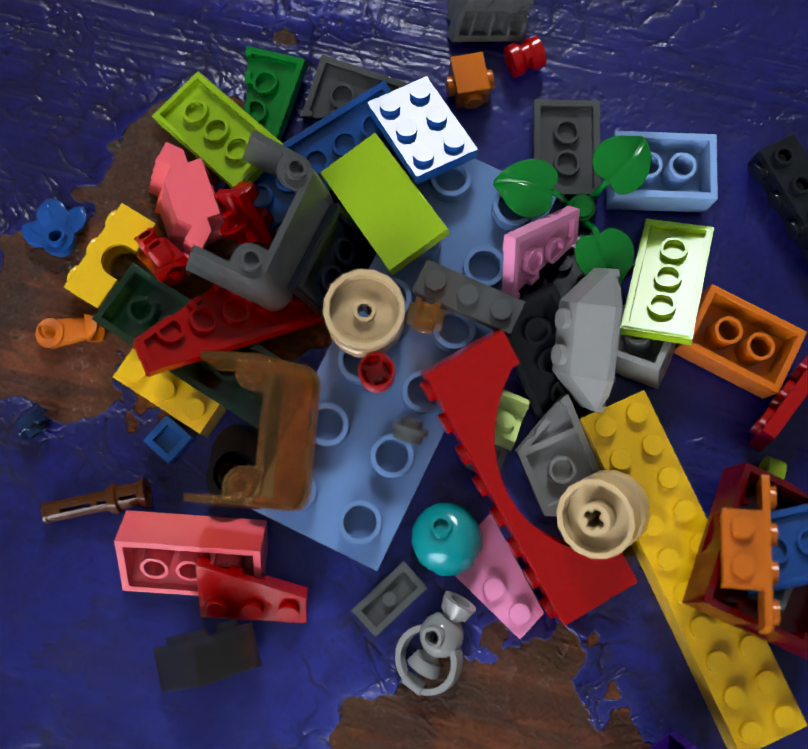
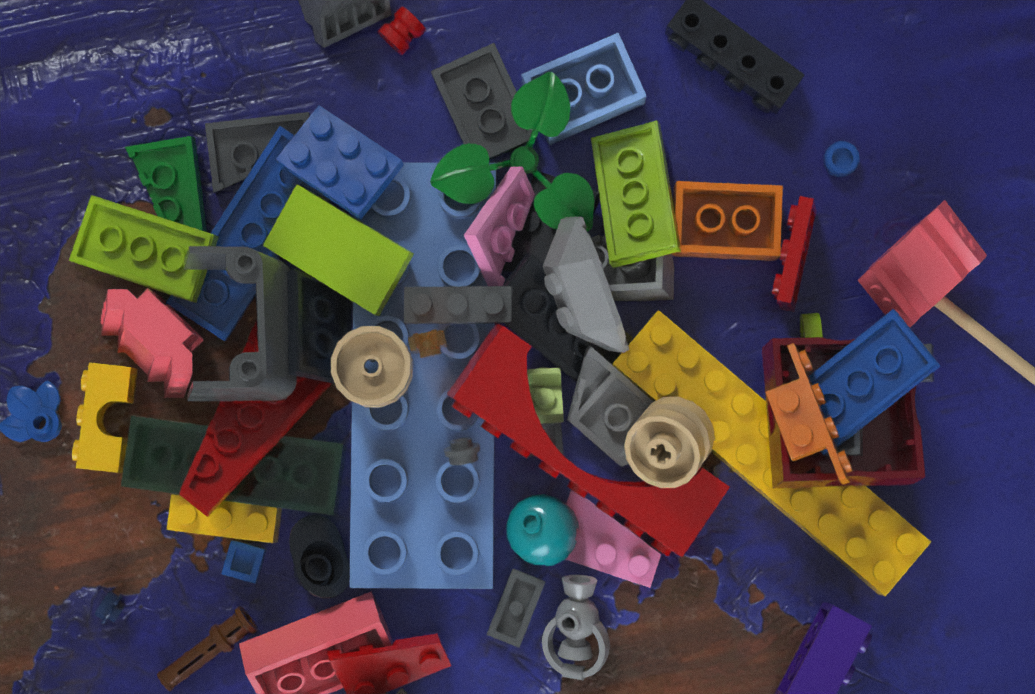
camera: 20 degrees left, 5 degrees up
(61, 332) = (94, 507): orange piece -> none
(161, 257) = (153, 397): red hips -> none
(241, 217) = (213, 325): red hips -> none
(285, 435) = (354, 507): clear orange windscreen -> none
(373, 367) = (403, 412): red wheel -> none
(469, 80) = (359, 81): orange brick -> none

